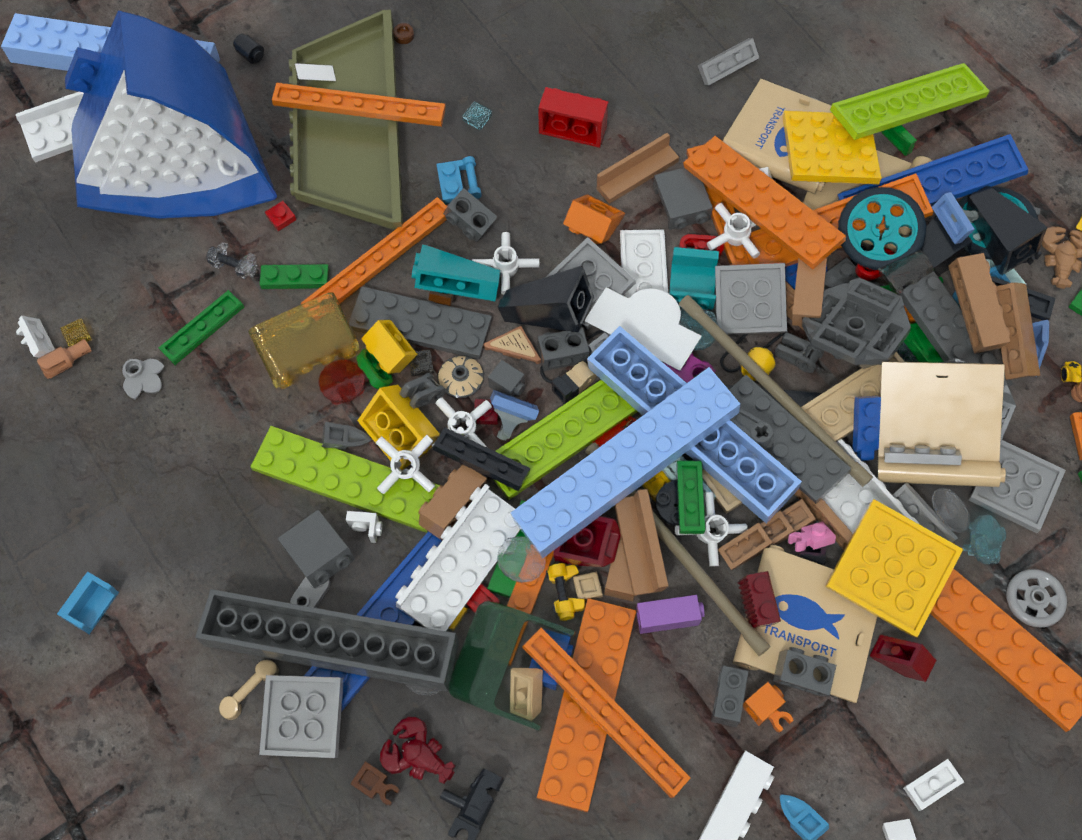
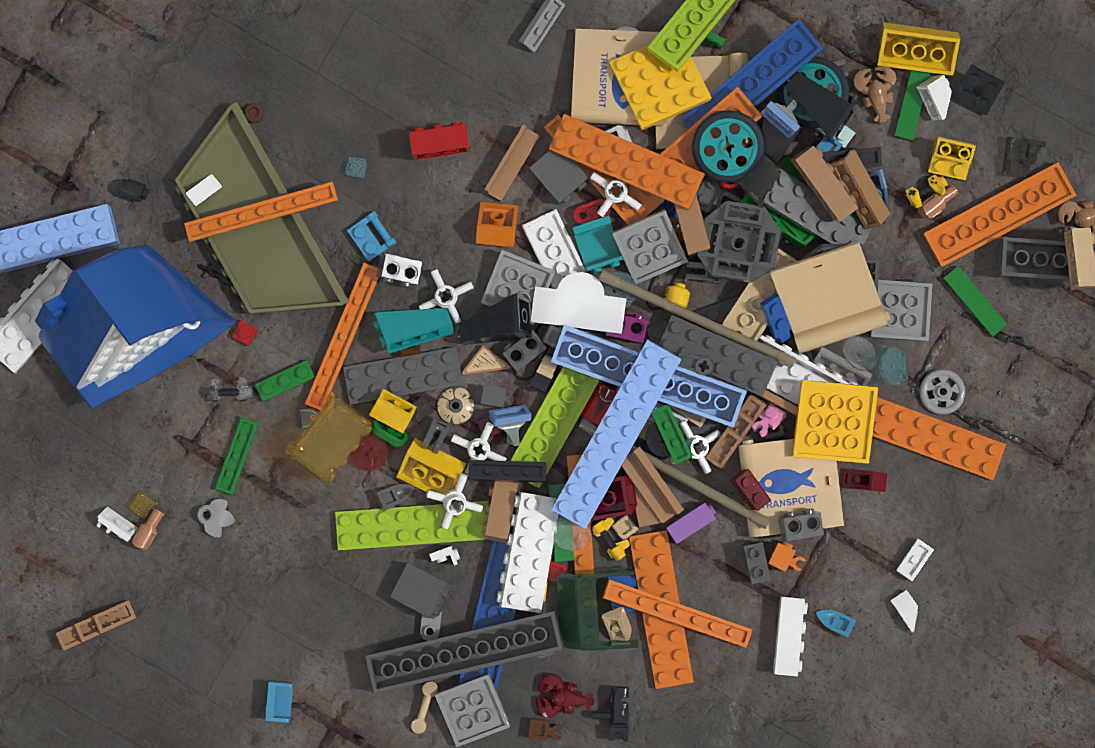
camera: 25 degrees left, 20 degrees up
(922, 455) = (825, 325): light grey plate -> none

